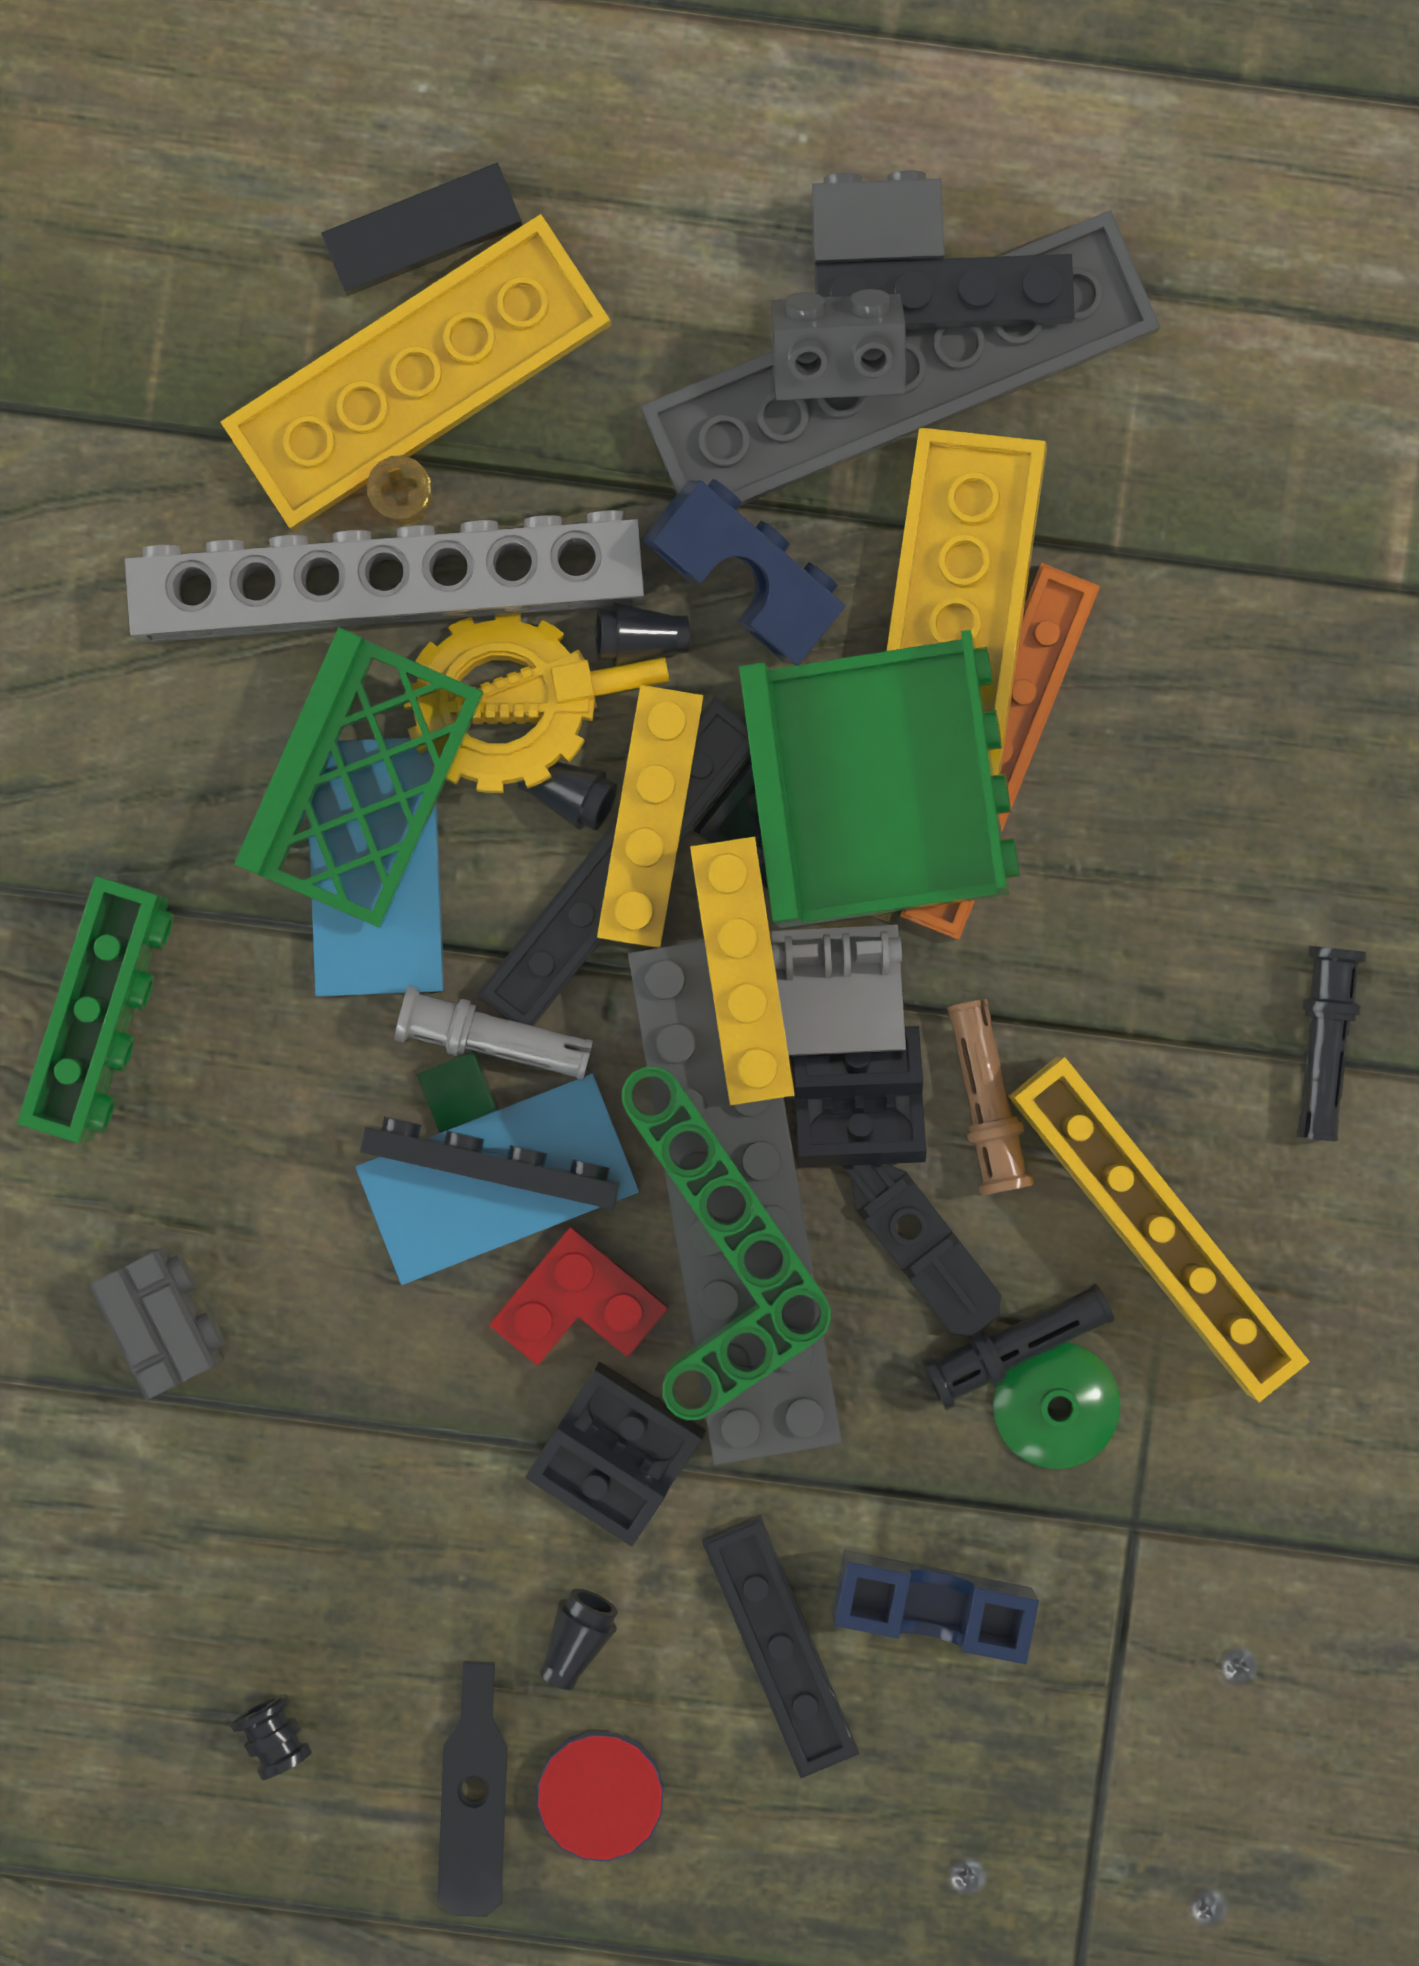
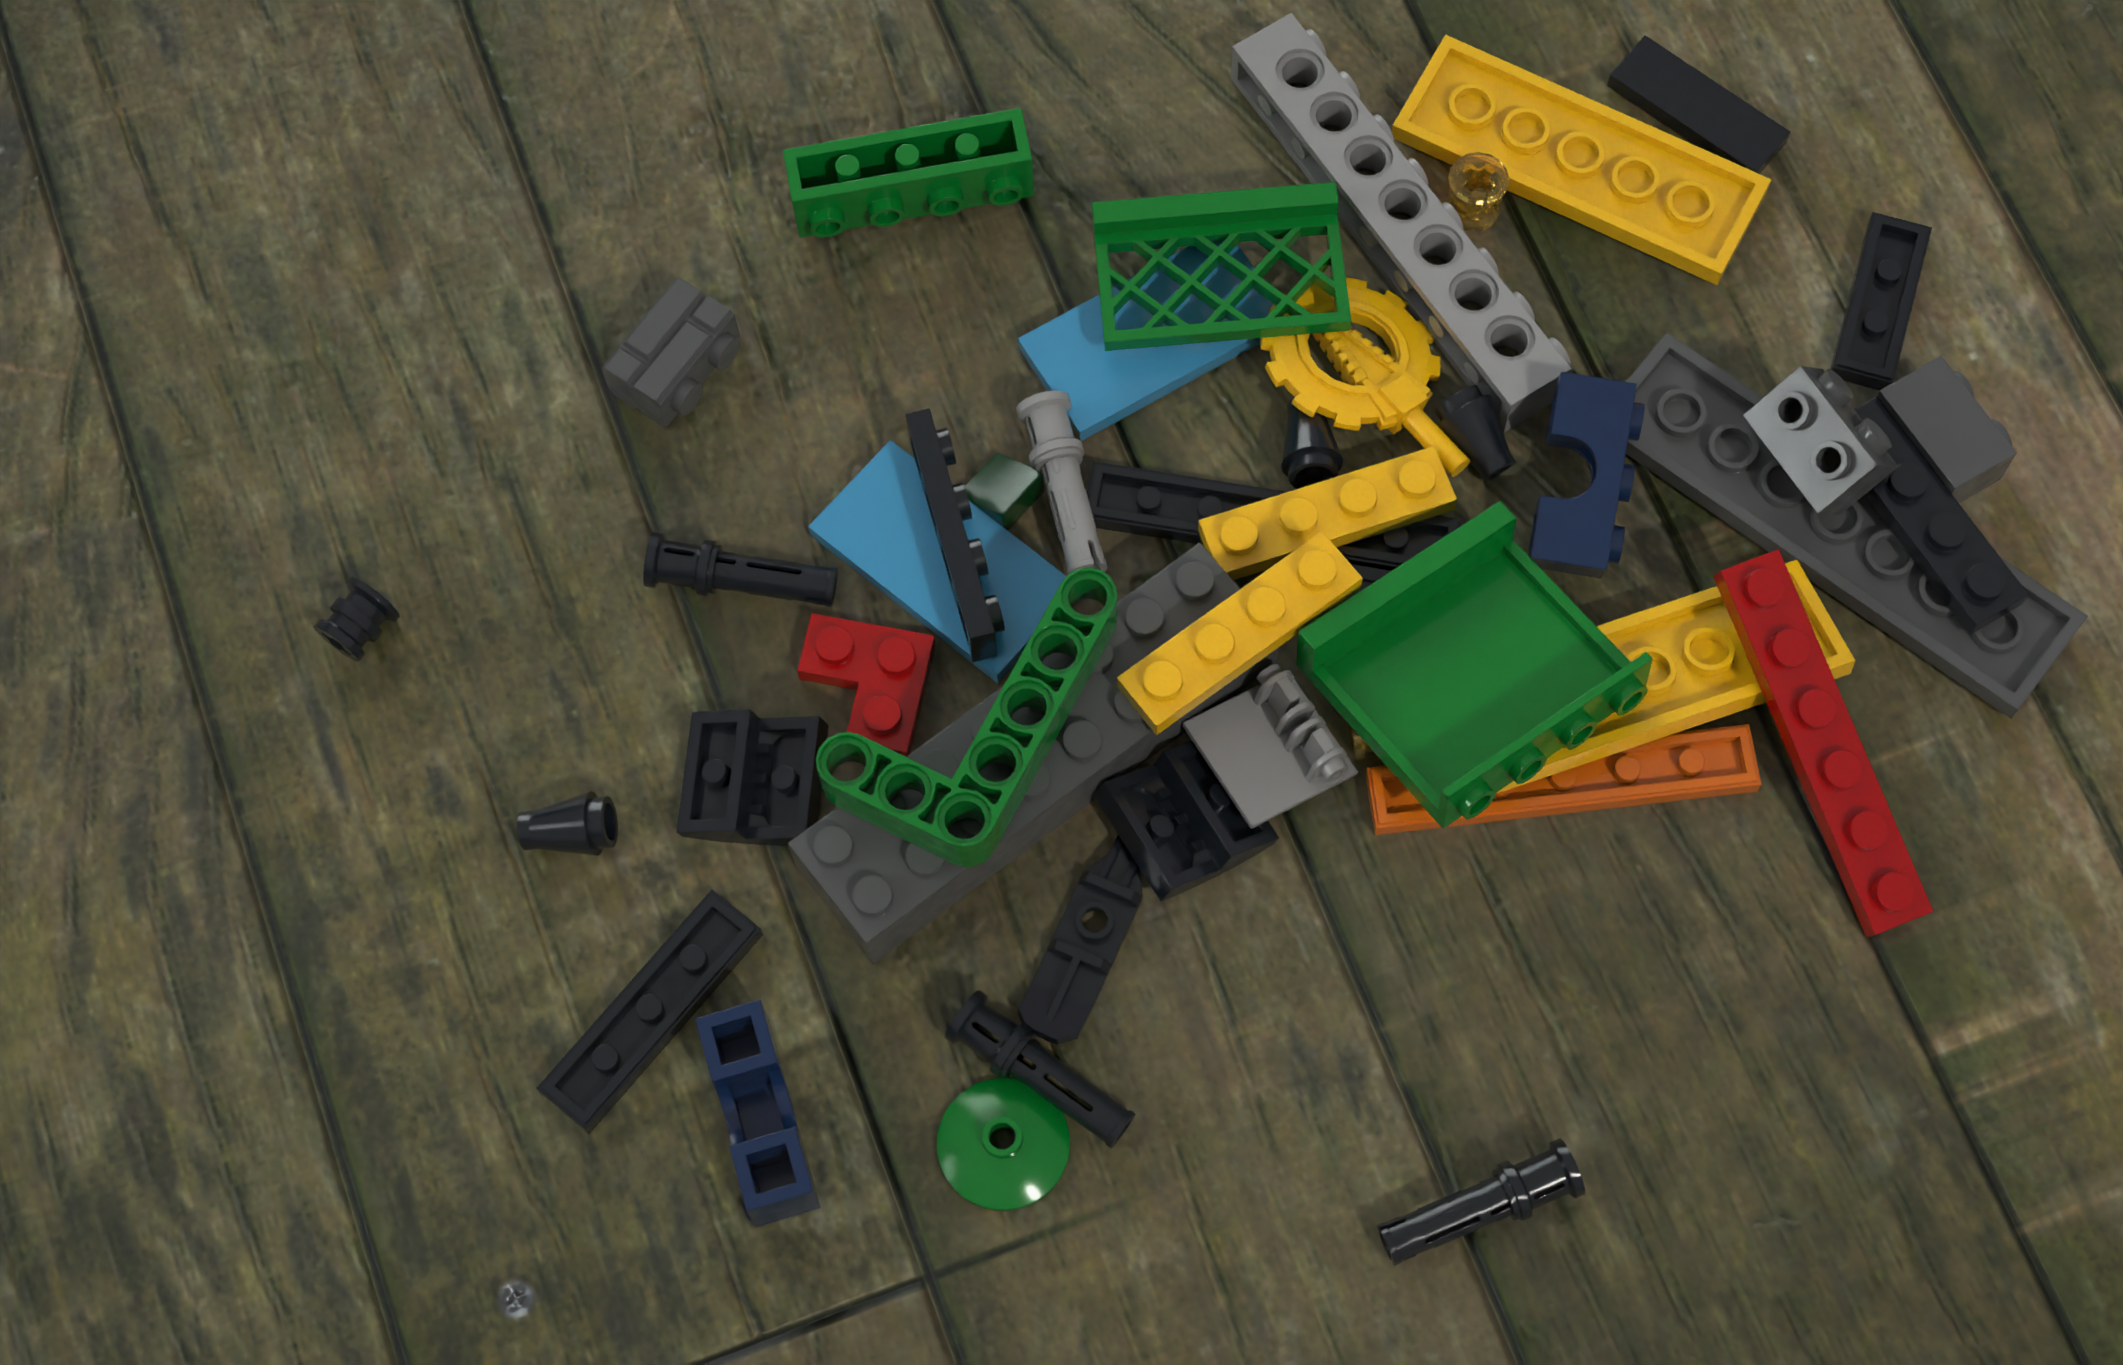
camera: 70 degrees right, 20 degrees down
(395, 1395) = (710, 569): none -> black pin
(473, 1828) = (351, 825): black piece -> none
(600, 1795) = (435, 923): red tile -> none
(708, 188) = (1880, 301): none -> black tile
(993, 1128) = (1227, 944): medium nougat pin -> none
(1100, 517) = (1822, 743): none -> red plate
(1158, 1229) = (1217, 1132): yellow brick -> none

